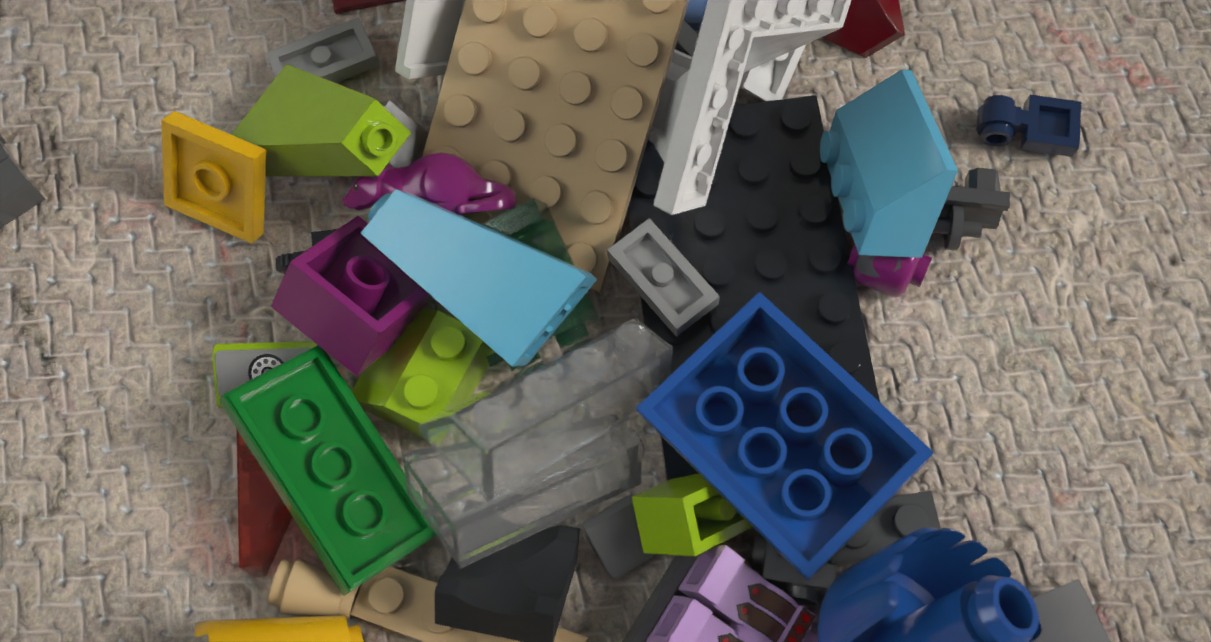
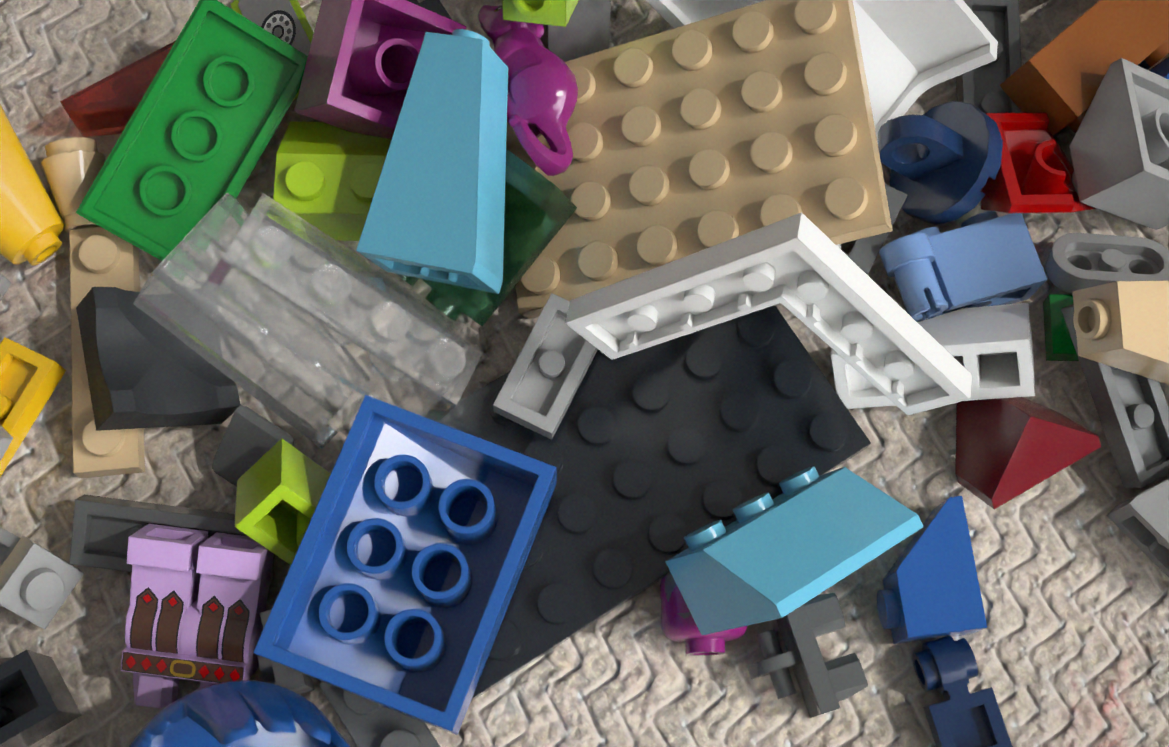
camera: 55 degrees right, 5 degrees up
(950, 90) = (934, 581): none -> blue slope

